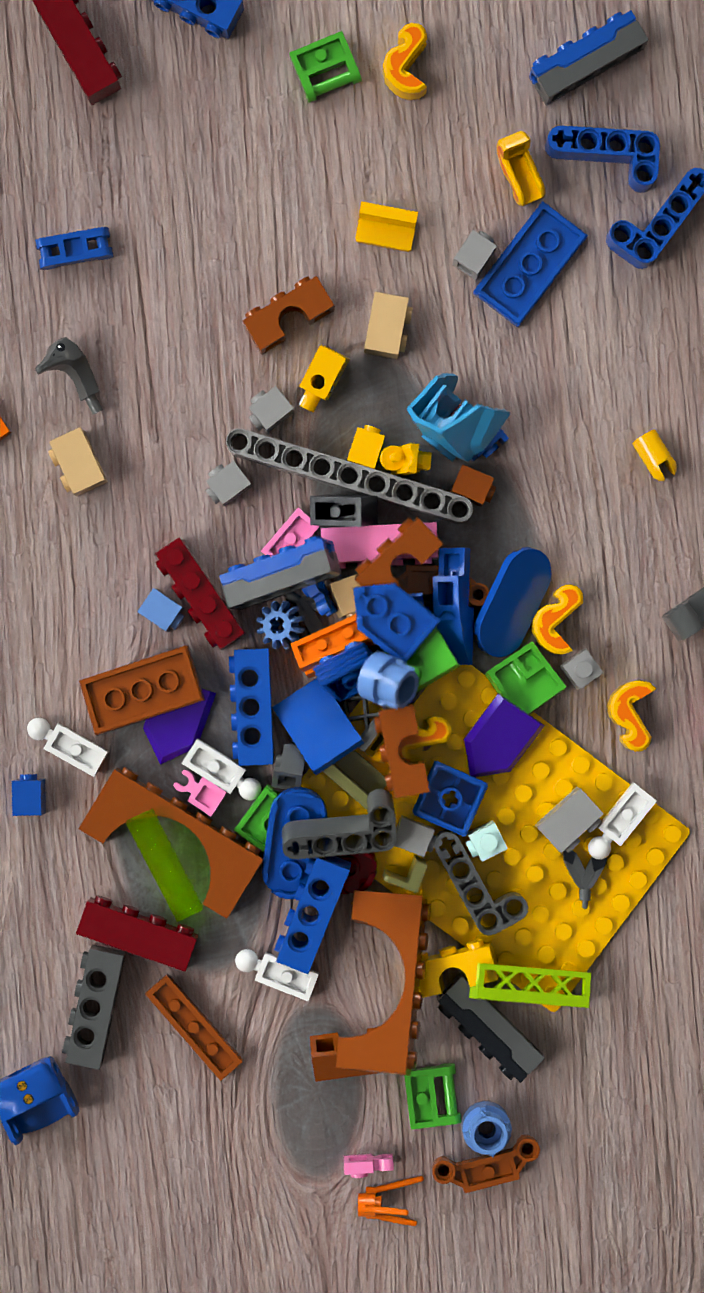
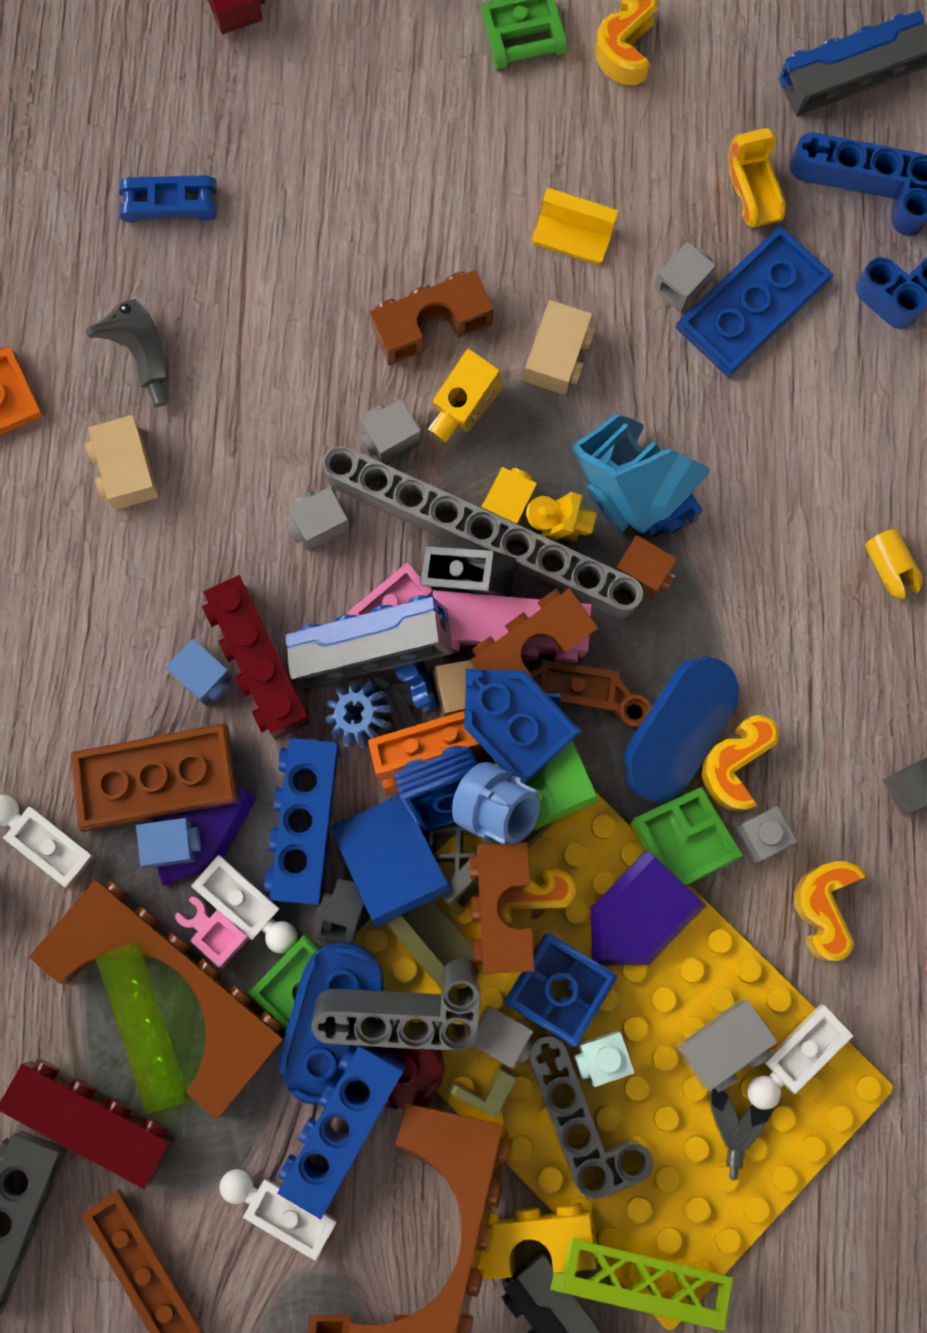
camera: 10 degrees right, 10 degrees down
(160, 736) = (167, 843): none -> medium blue brick
(452, 602) = (598, 715): blue slope -> none

